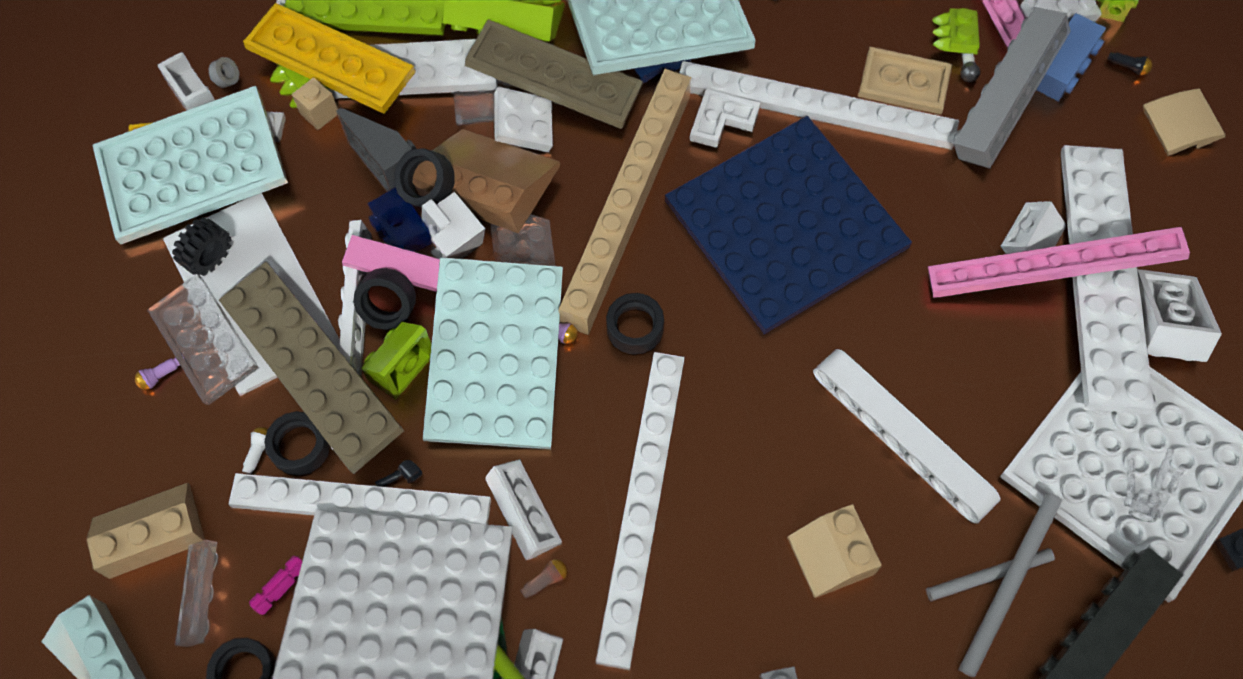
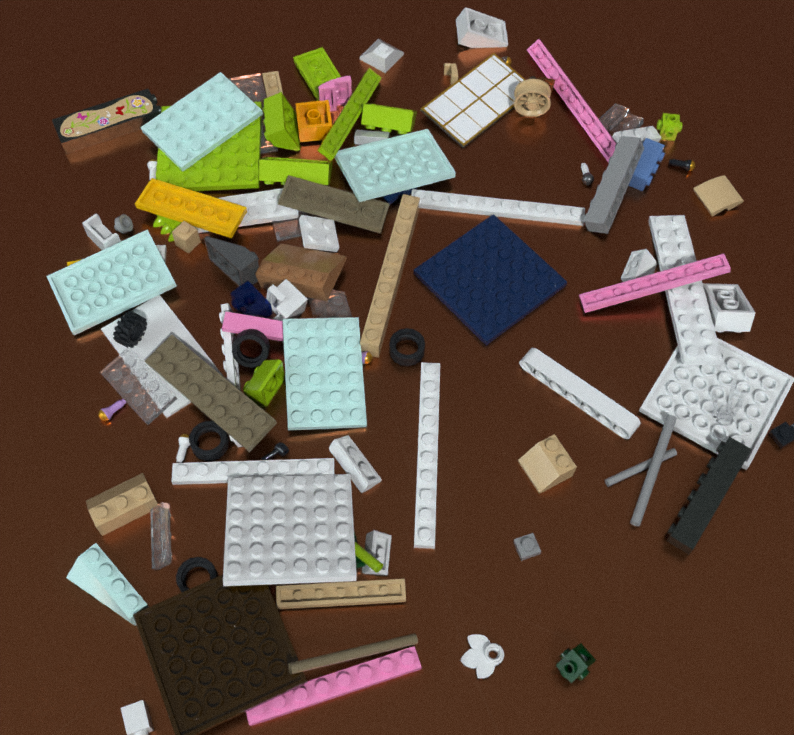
camera: 10 degrees left, 5 degrees down
(276, 586) = (210, 525): dark pink axle -> none
(404, 176) = (253, 269): black tyre -> none
(554, 572) = (380, 496): clear piece -> none
(720, 110) = (439, 216): white plate -> none
(905, 80) = (549, 187): tan tile -> none
(957, 31) = (577, 155): lime plate -> none

